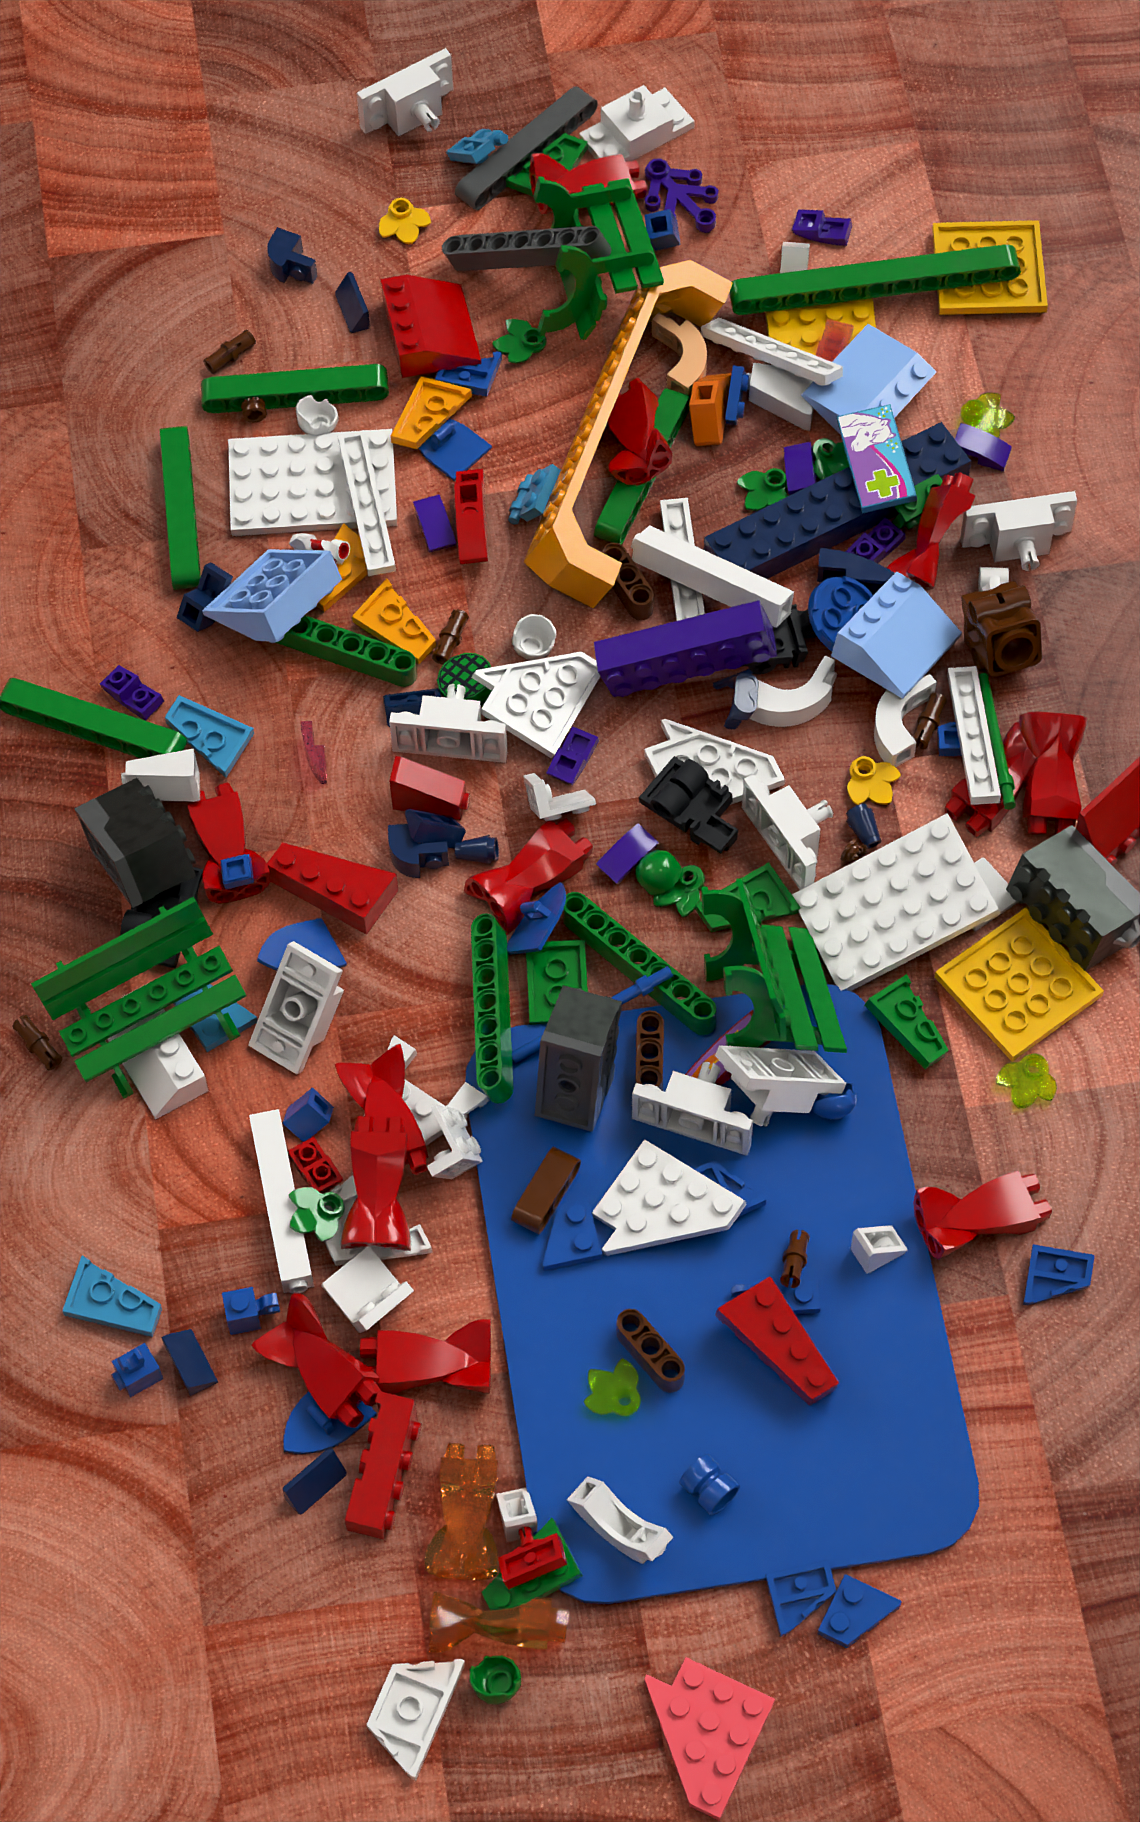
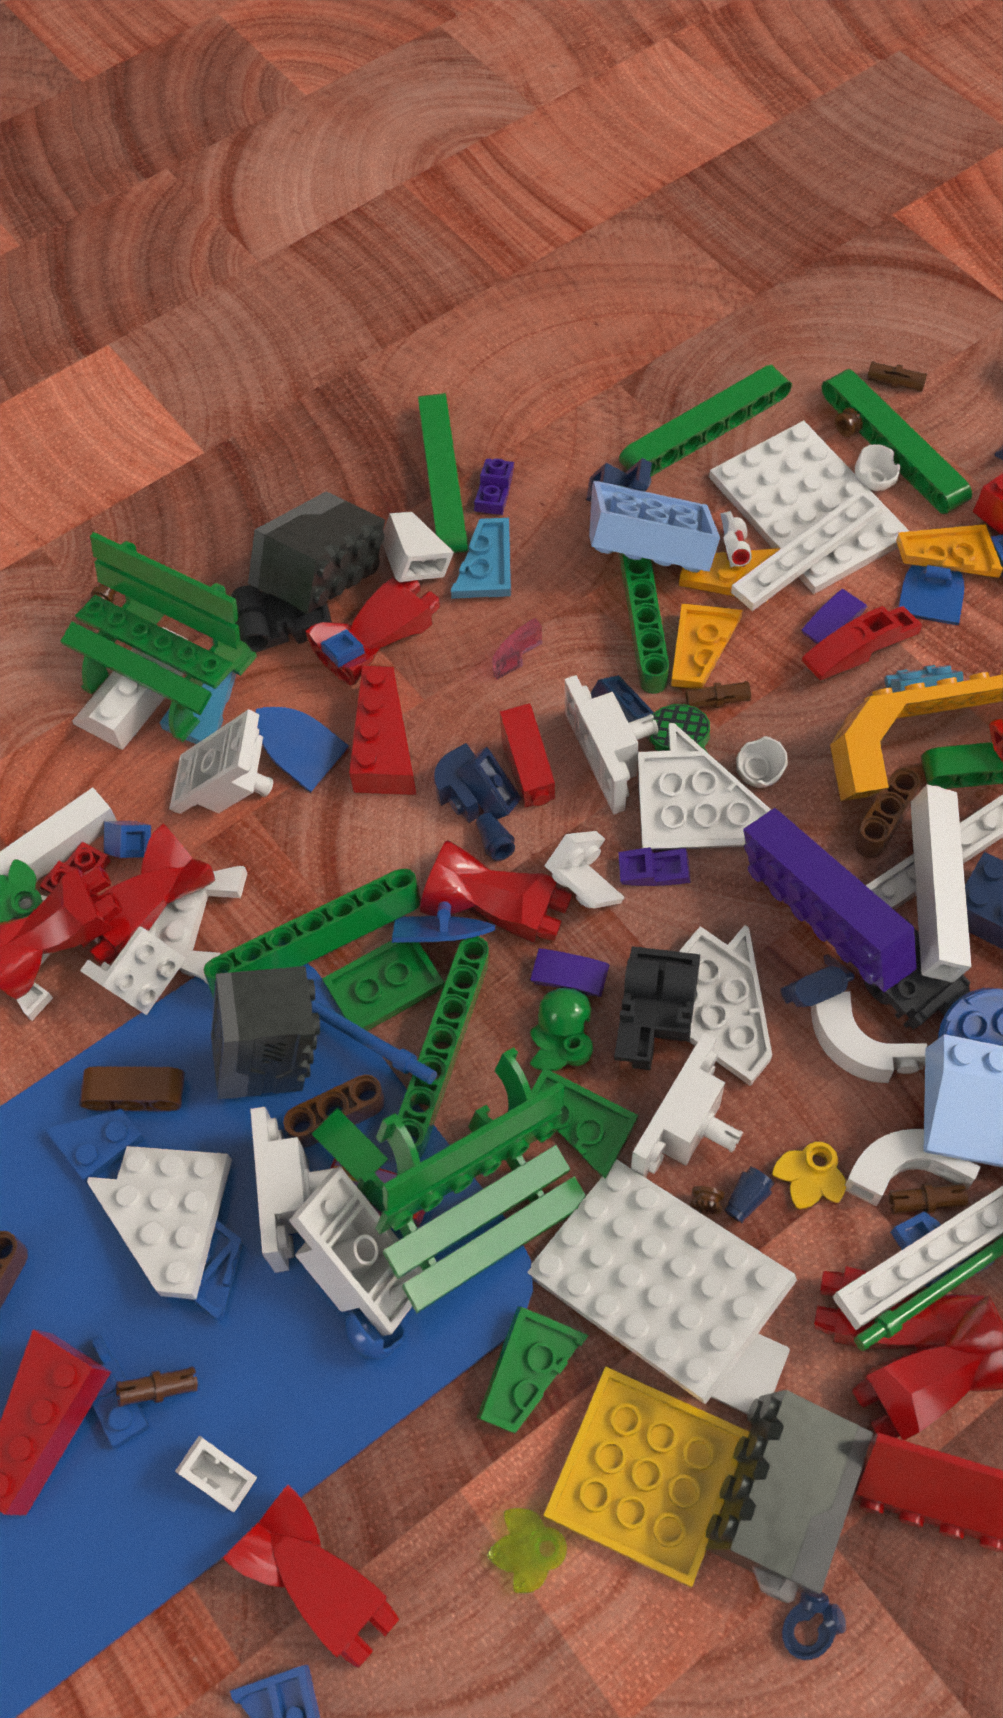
camera: 65 degrees right, 0 degrees up
(689, 1049) = (349, 1145): none -> green slope

